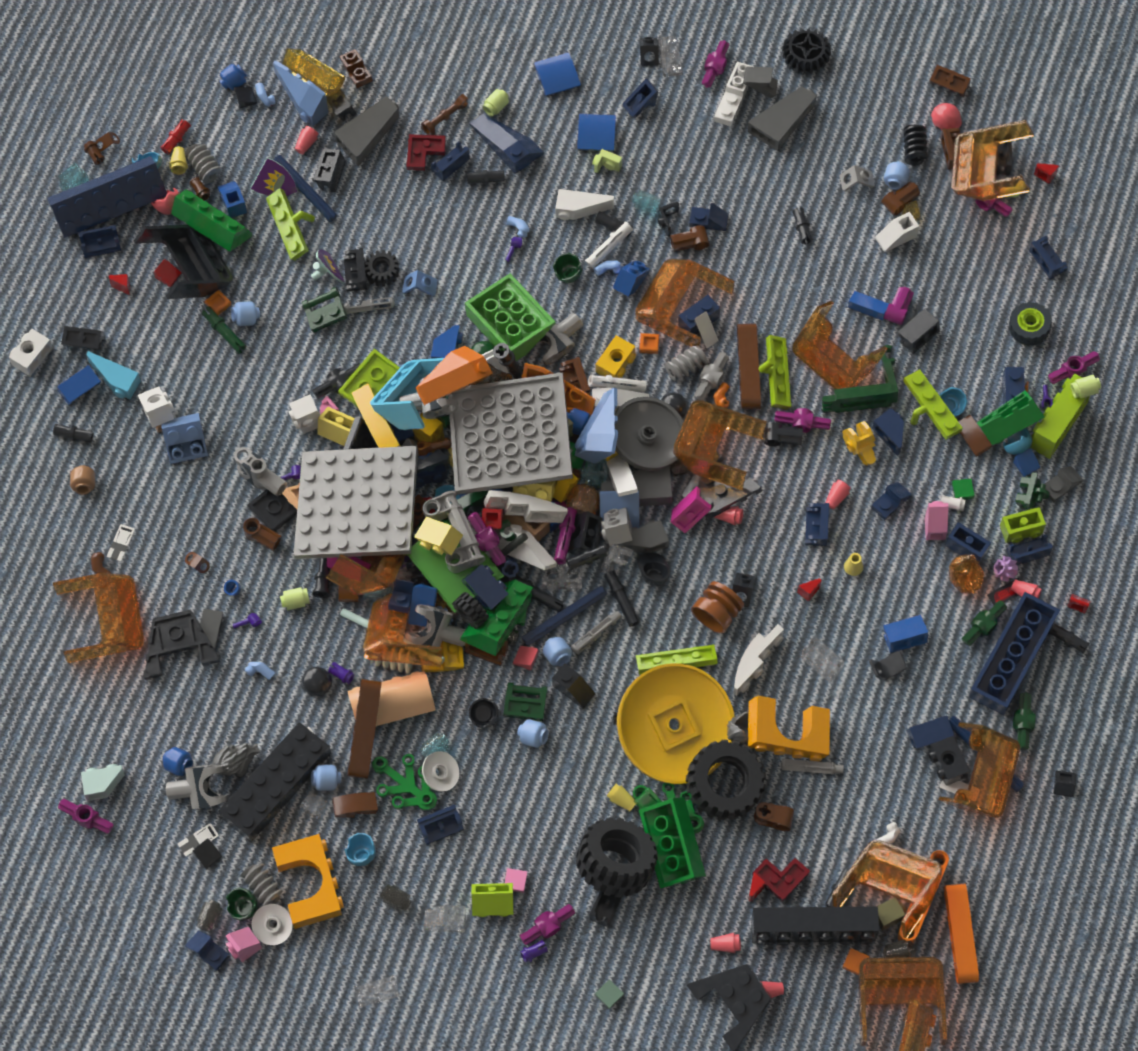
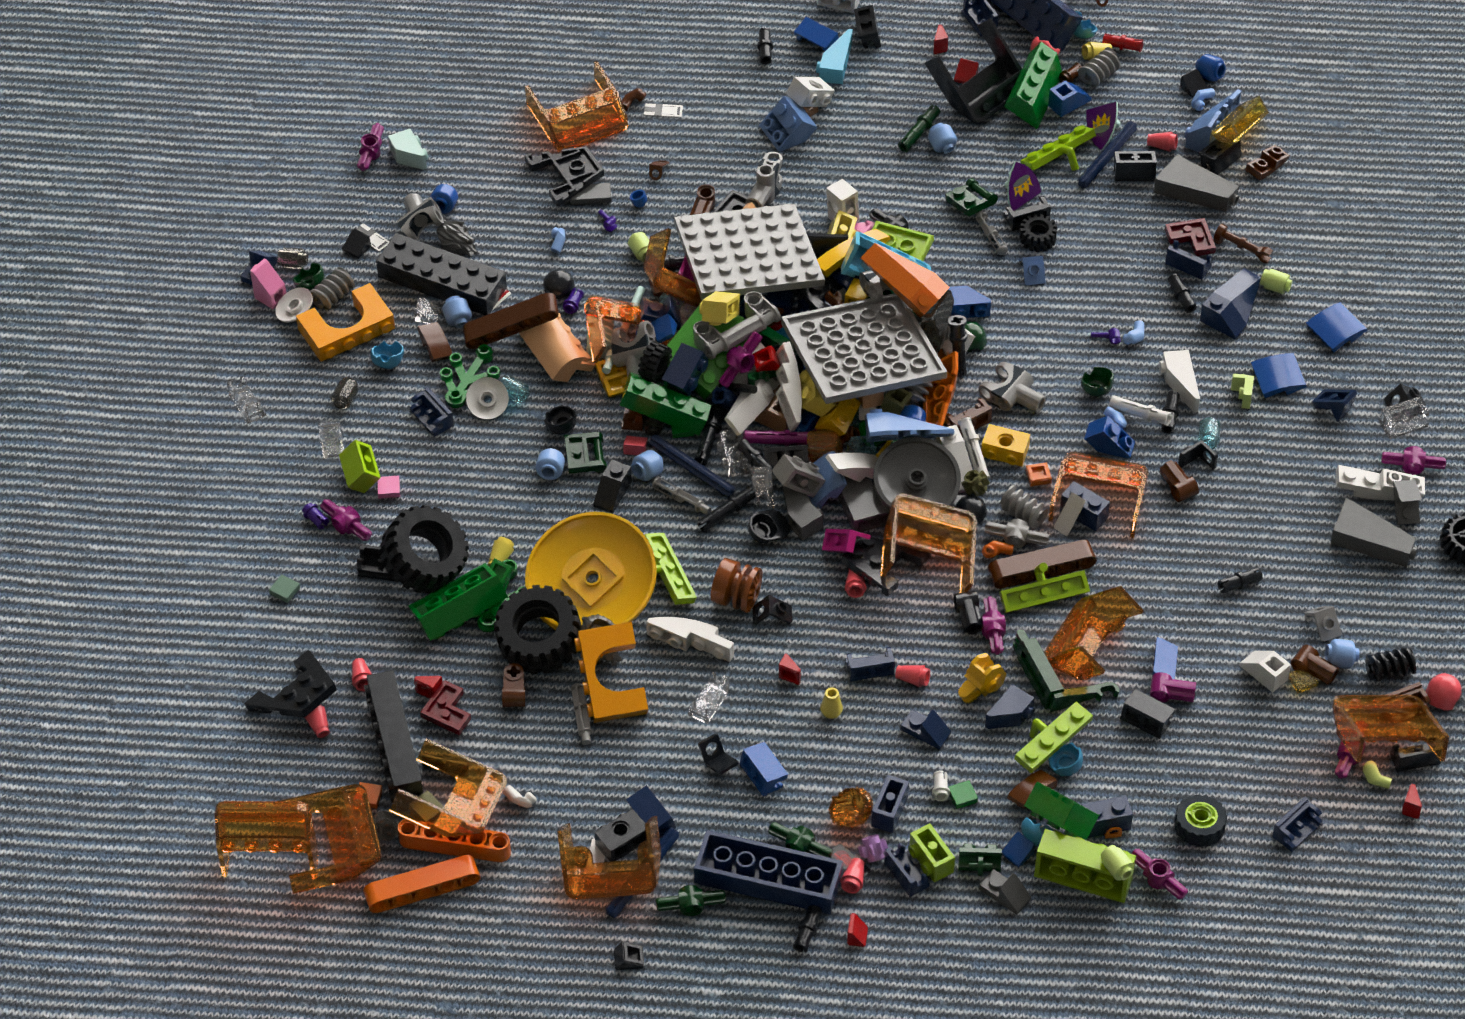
camera: 75 degrees right, 15 degrees down
(82, 479) = (716, 62): medium nougat head -> none
(218, 302) = (950, 117): orange tile -> none
(509, 316) = (1013, 338): bright green slope -> none
(658, 389) = (975, 482): none -> olive gear
(712, 218) = (1214, 495): dark blue slope -> none
(936, 521) = (909, 765): bright pink slope -> none

